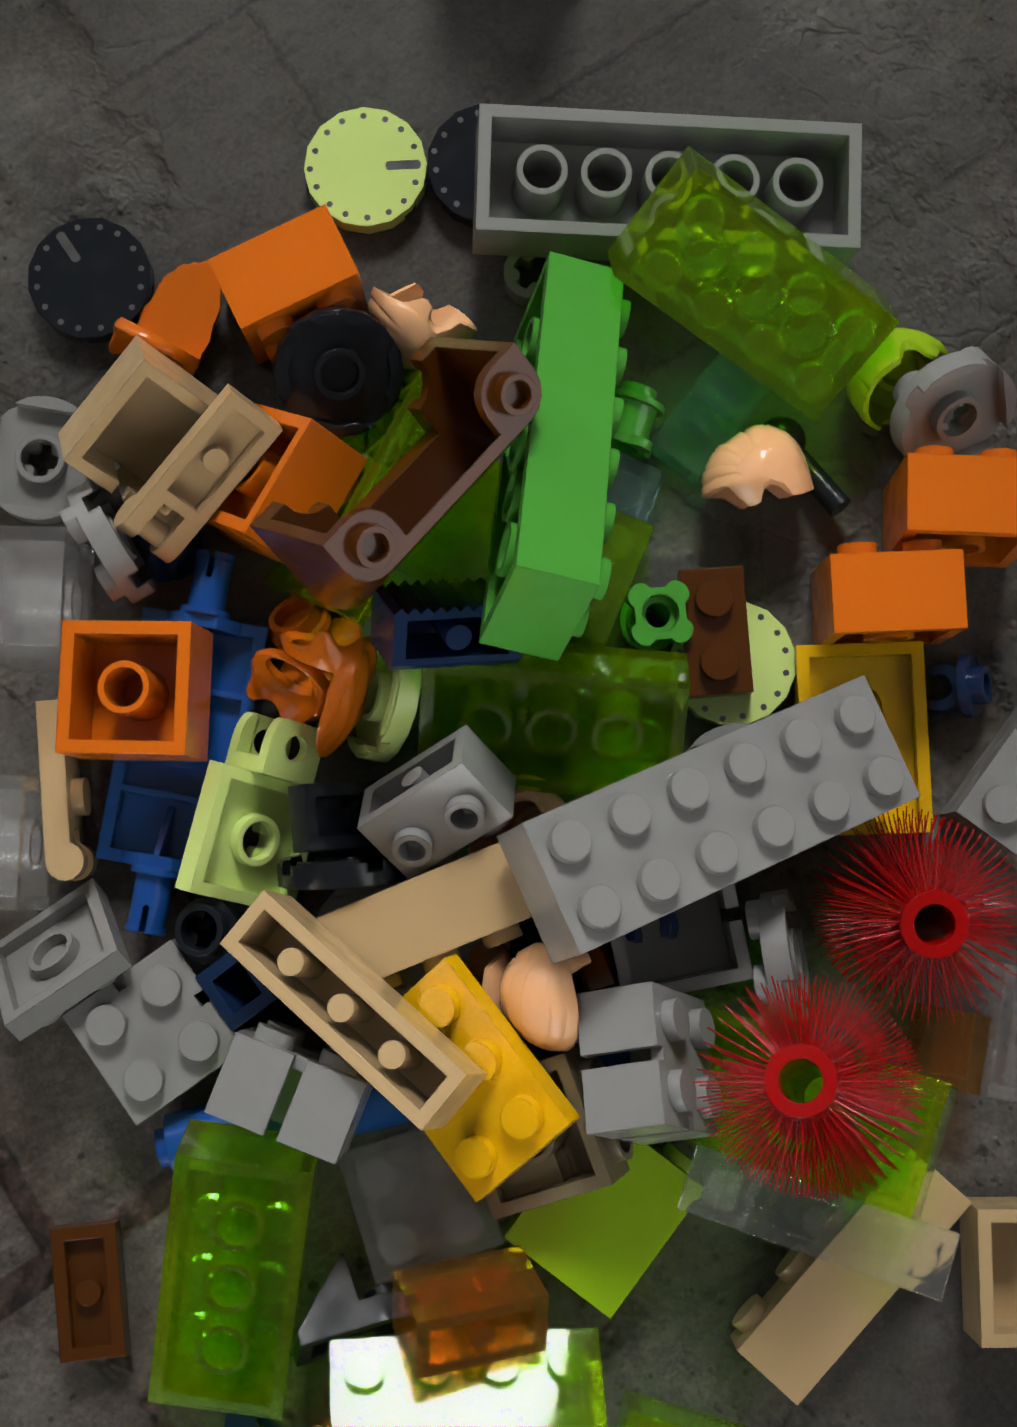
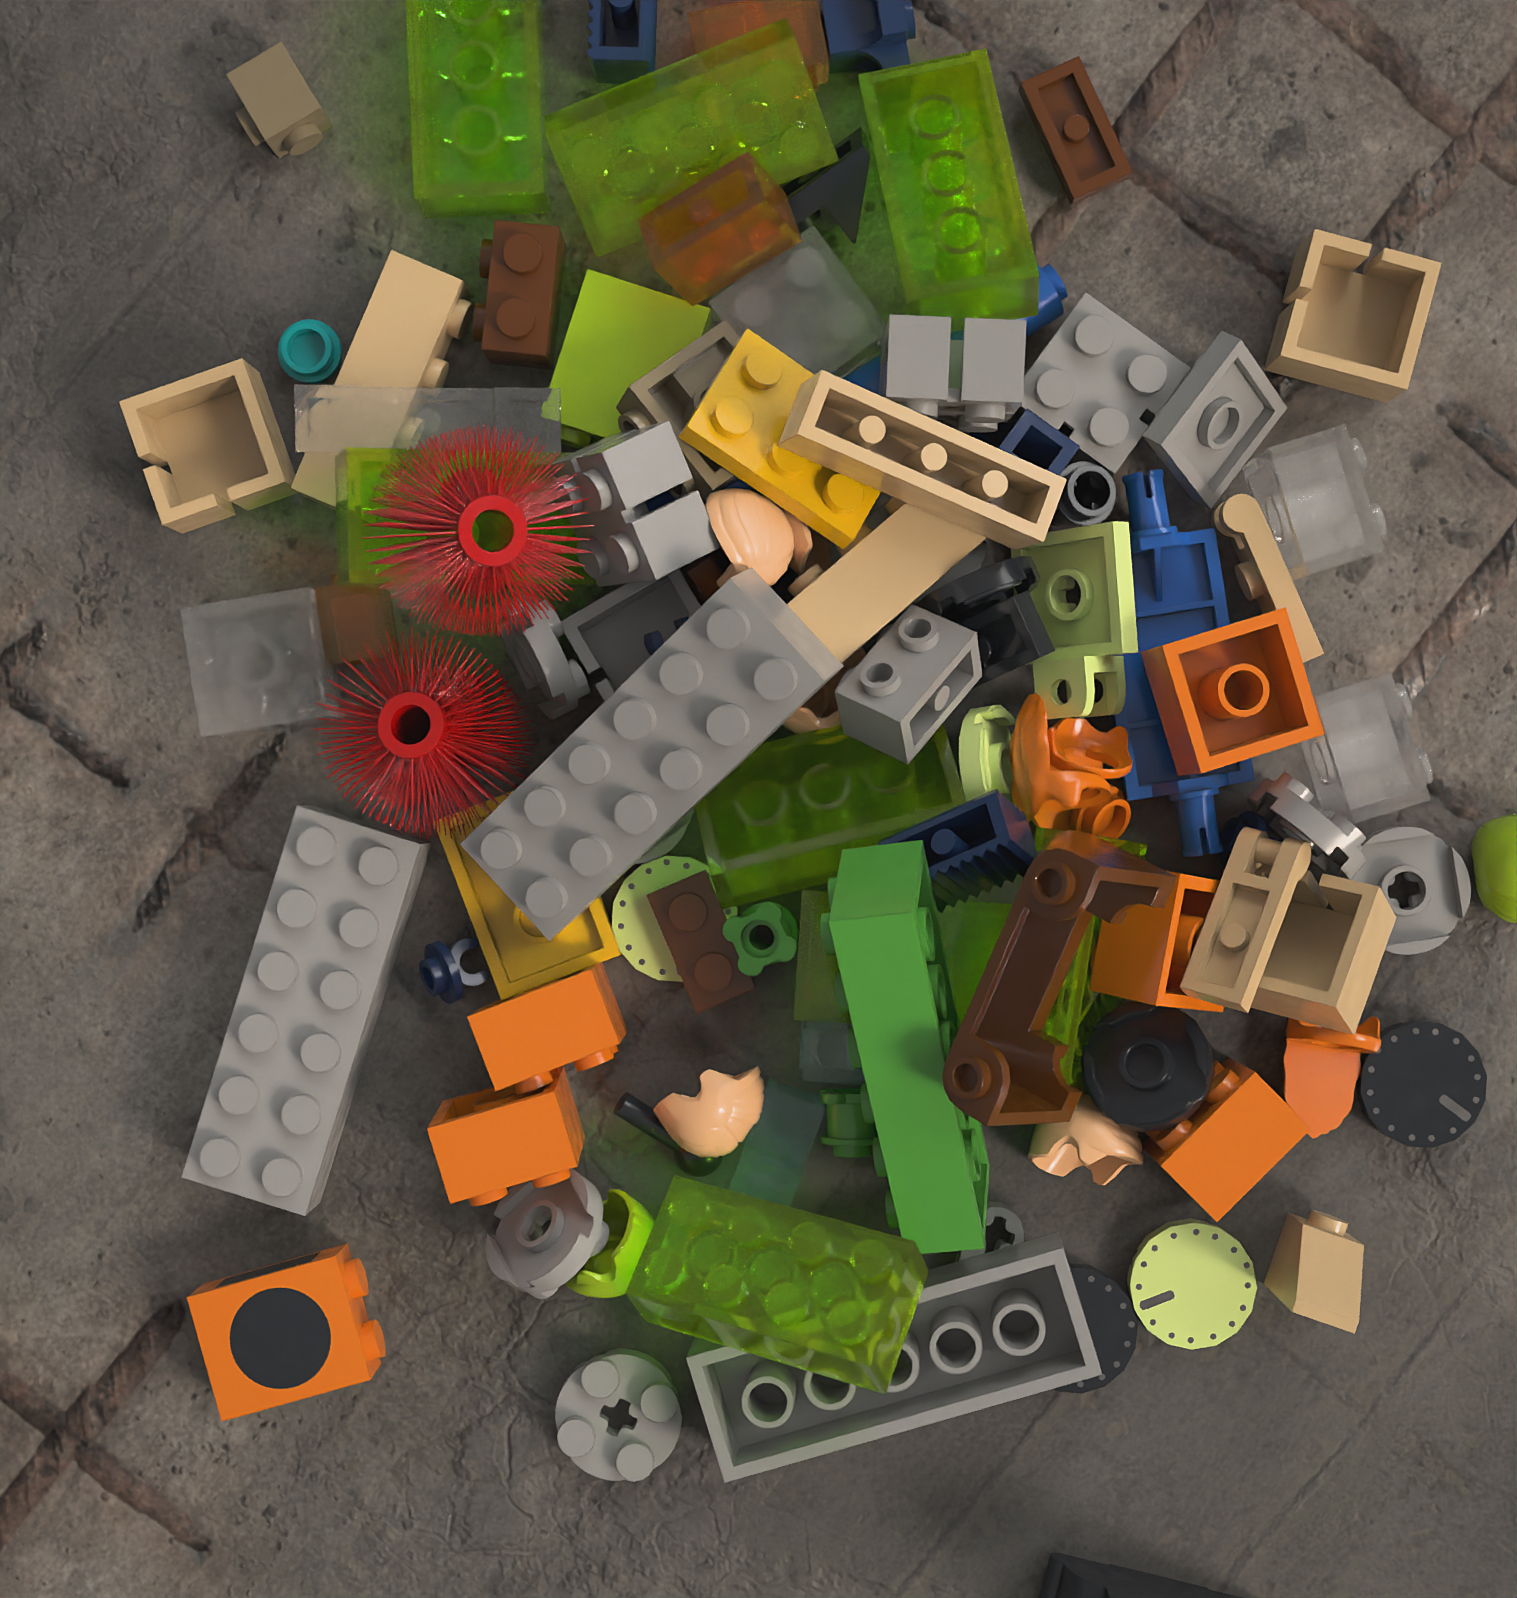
camera: 155 degrees right, 5 degrees up
(246, 138) = (1318, 1270): none -> tan slope
(681, 1316) = (522, 294): none -> reddish brown brick
(906, 1333) = (310, 351): none -> teal plate
(942, 190) = (633, 1449): none -> light grey plate

